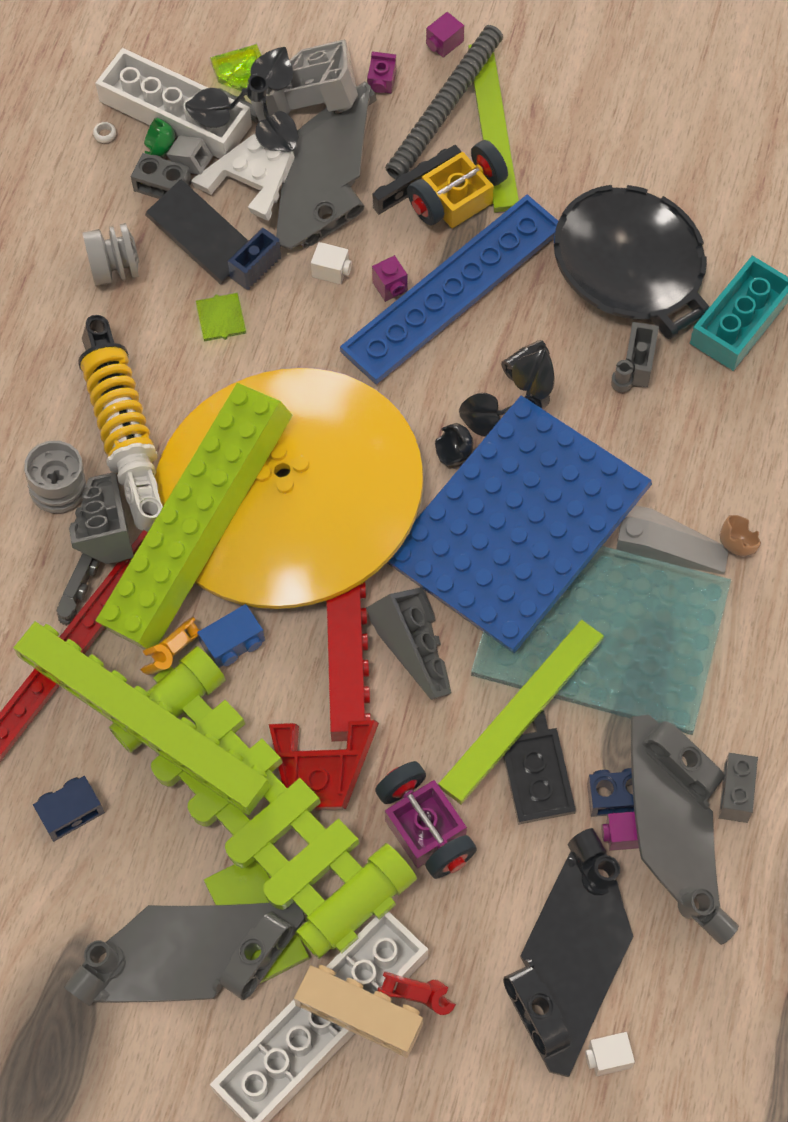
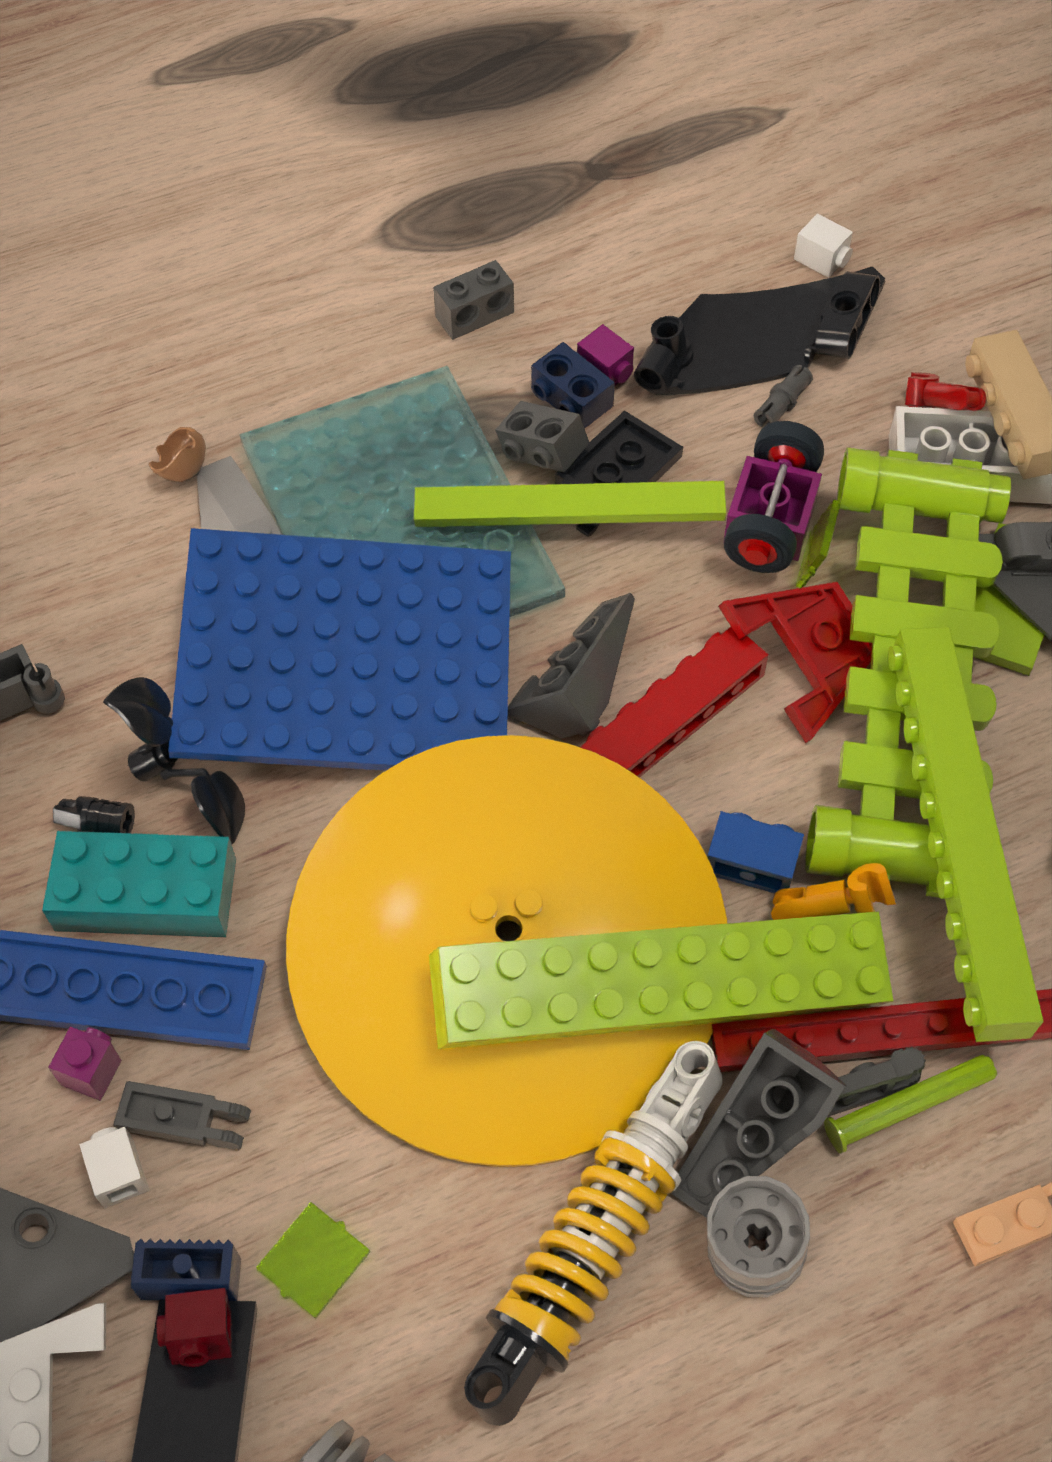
camera: 130 degrees left, 5 degrees down
(57, 586) = (909, 1102): none -> lime axle
(224, 243) = (196, 1327): none -> dark red brick
(332, 303) = (178, 1115): none -> dark grey hinge
(378, 825) = (818, 544): none -> clear neon green piece
(454, 445) = (290, 800): black hair -> none
(464, 354) = (140, 884): none -> teal brick
(508, 917) = (783, 396): none -> dark grey pin
(588, 741) = (542, 436): none -> dark grey brick
(676, 820) = (521, 345): dark grey panel -> none

